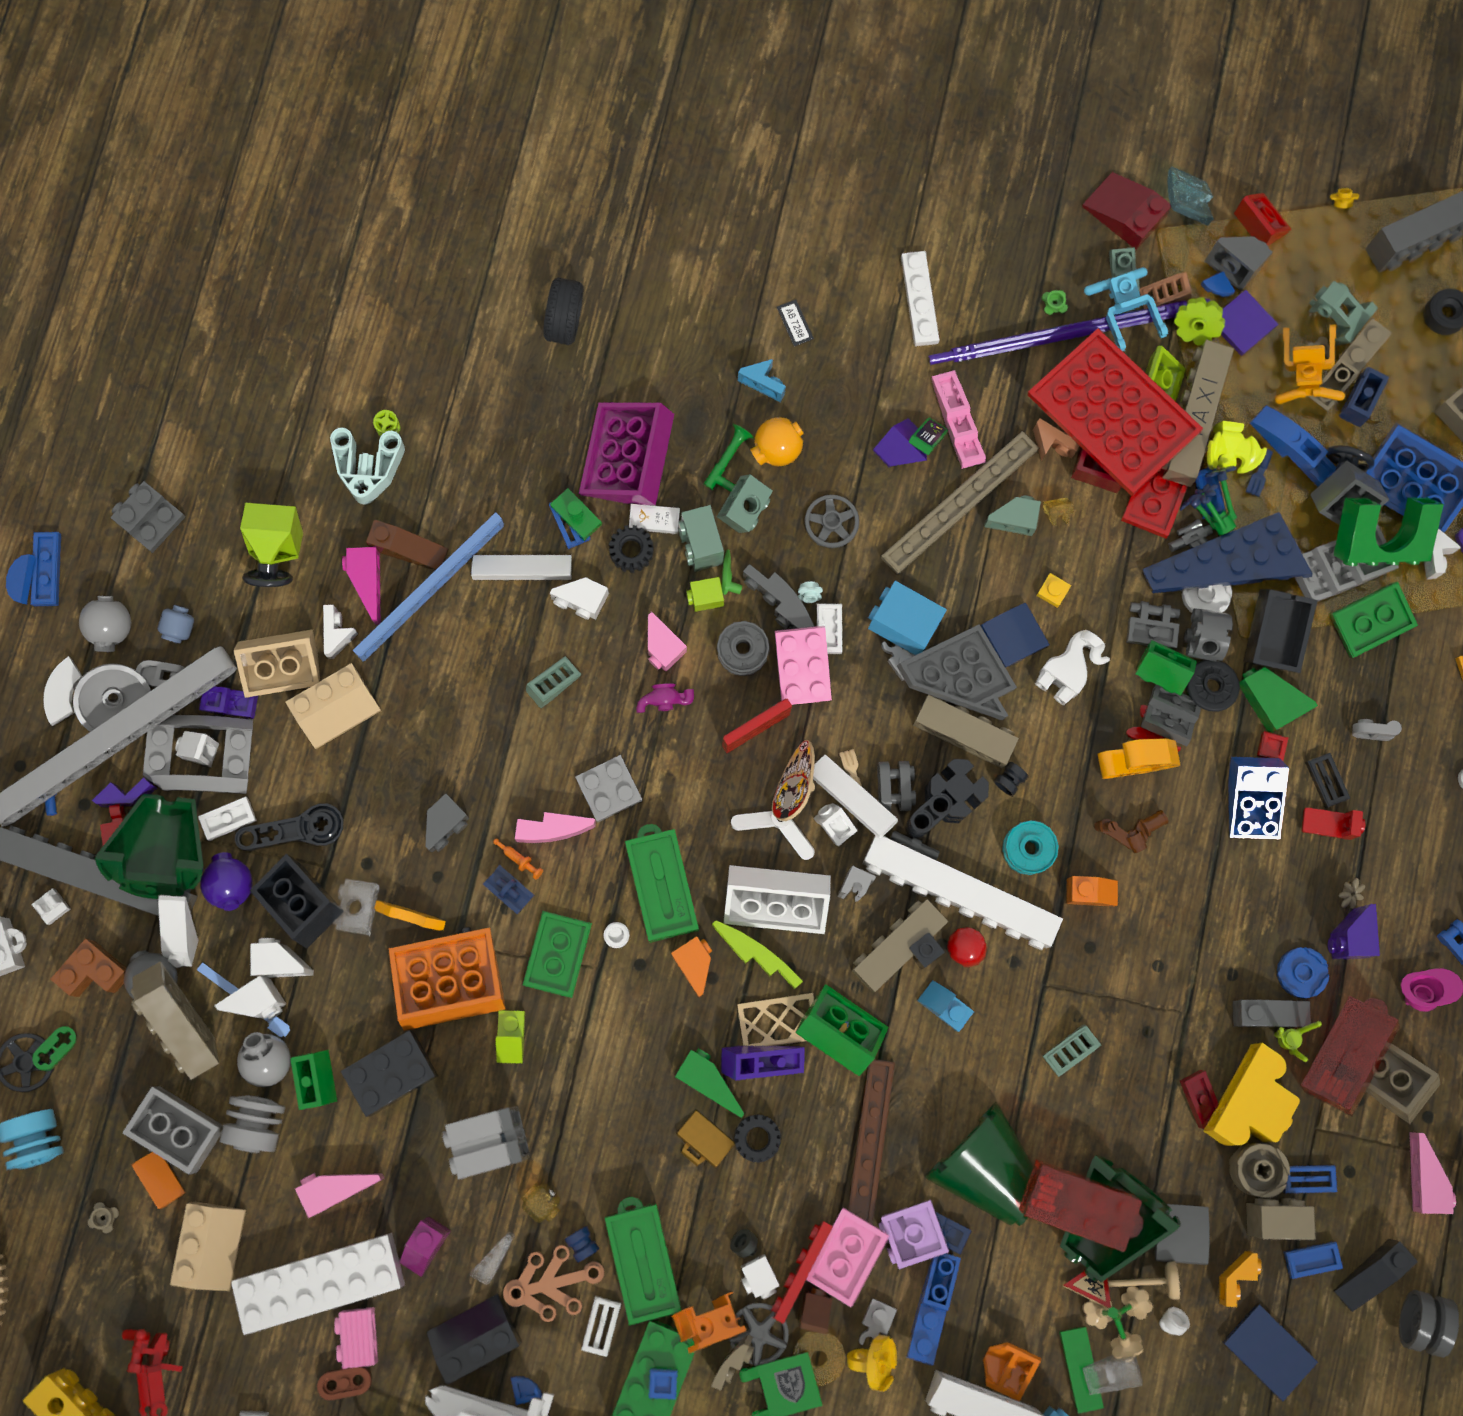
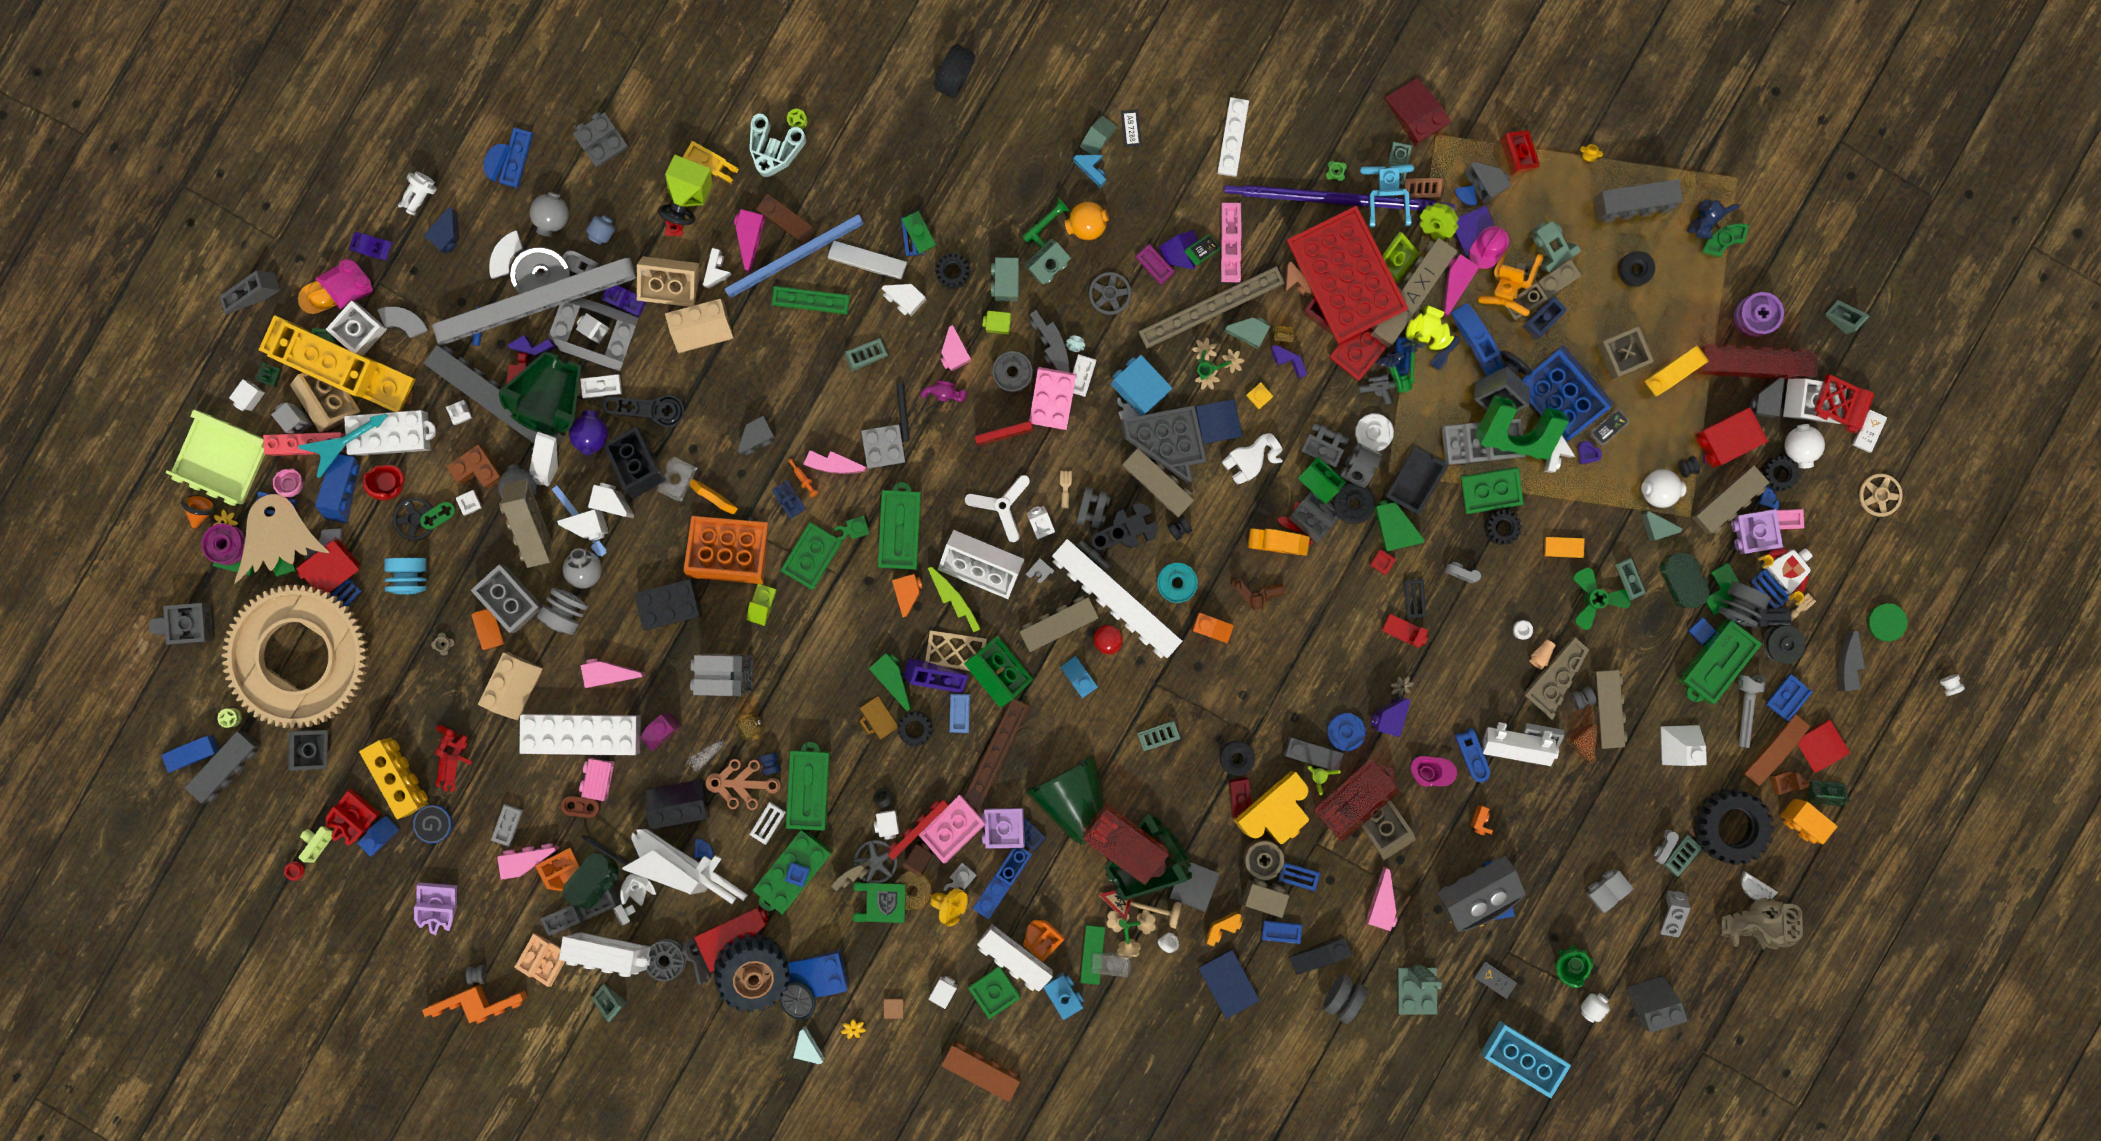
camera: 25 degrees right, 10 degrees up
(92, 1019) = (469, 502): none -> white plate
(274, 600) = (675, 232): none -> red plate
(302, 502) = (709, 159): none -> yellow hinge
(313, 1079) = (613, 593): green brick -> none
(464, 635) = (810, 300): none -> green tile
(602, 902) = (854, 528): none -> green plate
(616, 935) = (857, 555): white tile -> none
(621, 739) = (903, 412): none -> black bar
(627, 452) = (971, 195): magenta slope -> none
(655, 518) = (977, 252): white tile -> none
(710, 1326) = (841, 846): orange piece -> none
(726, 578) = (1018, 312): bright green bar -> none
(758, 341) = (1098, 136): none -> sand green slope
(795, 783) = (1019, 484): shield -> none
(808, 1100) = (959, 713): none -> medium blue tile
(853, 797) = (1058, 506): white tile -> none
(875, 471) = (1154, 264): none -> magenta tile
(926, 950) = (1075, 633): black bracket -> none
(984, 570) = (1208, 369): none -> tan plant
(1067, 533) = (1284, 356): none -> dark purple slope
(1189, 196) = (1468, 116): clear light blue slope -> none
(1193, 1042) = (1237, 747): none -> black tyre
(1240, 557) = (1406, 413): dark blue wing -> none
(1243, 385) = (1457, 279): none -> dark pink slope
(1256, 797) = (1356, 595): slope -> none
(1268, 335) = (1489, 247): none -> dark pink piece
(1415, 653) = (1514, 524): none -> black tyre

